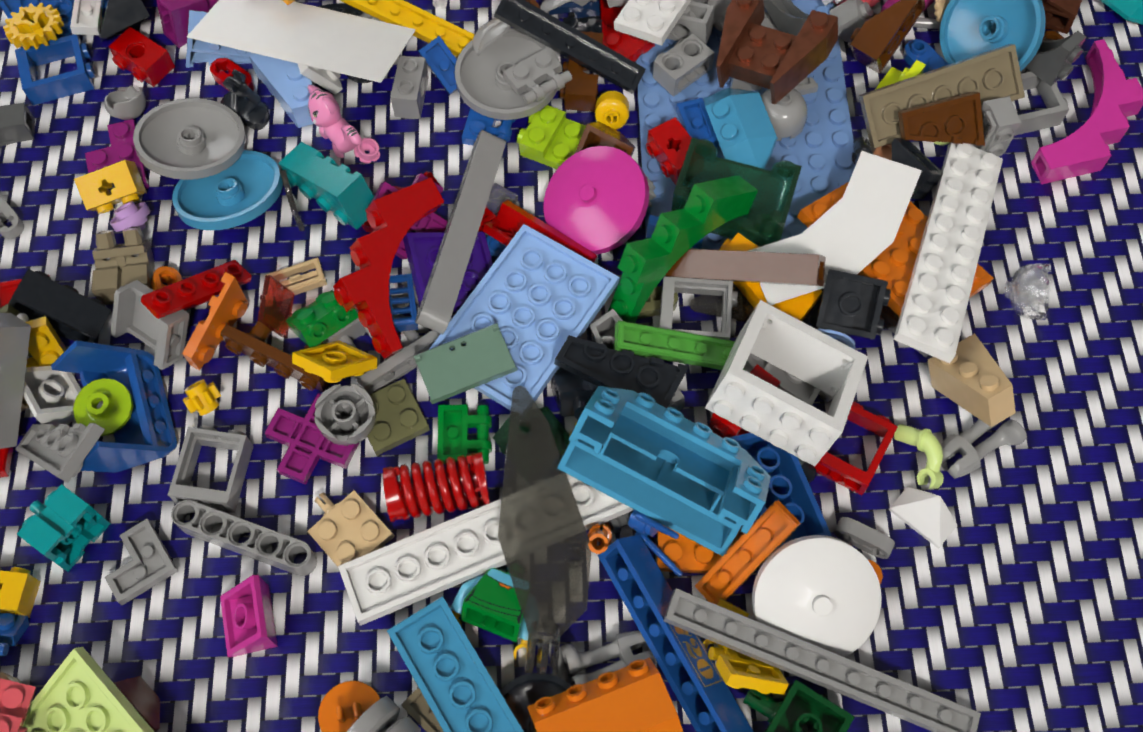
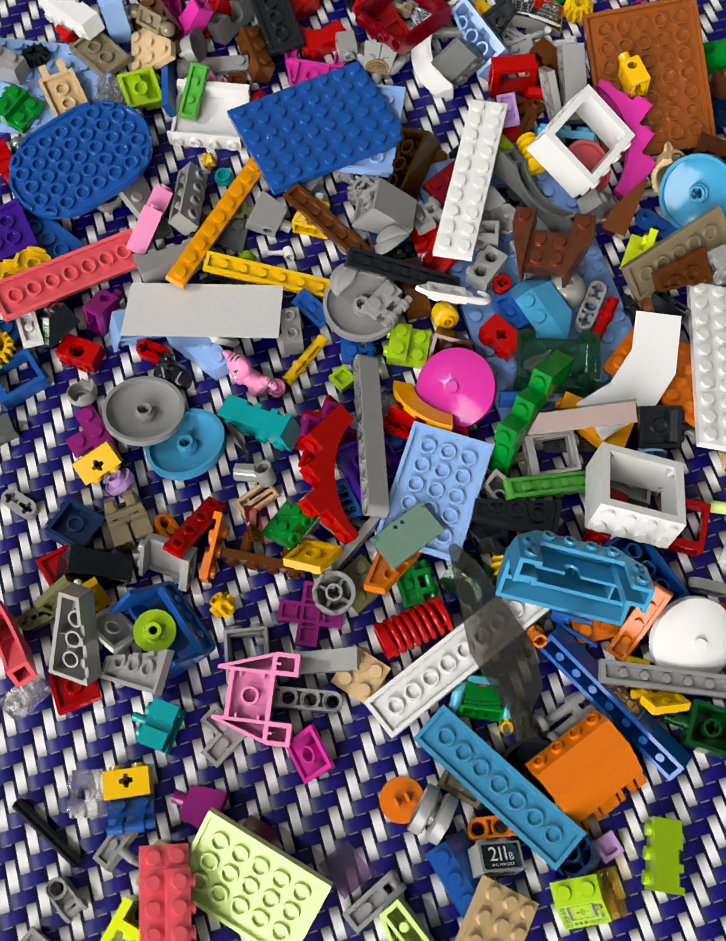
camera: 15 degrees left, 5 degrees up
(53, 251) = (73, 524): none -> dark blue plate
(79, 632) = (198, 802): none -> magenta torso
(191, 515) = (252, 697): none -> bright pink wedge
(304, 244) = (258, 472): none -> light grey piece
(310, 502) = (329, 660): none -> light grey tile
(391, 141) = (299, 366): none -> yellow pin
(417, 411) = (381, 576): none -> orange wing
(454, 158) = (342, 378): none -> lime plate
(535, 210) = (416, 407): none -> light orange tile
(629, 84) = (452, 294): none -> white plate
(693, 83) = (501, 290): none -> red bush
(809, 130) = (589, 299): none -> light grey beam
(822, 156) = (605, 316): none -> red pin

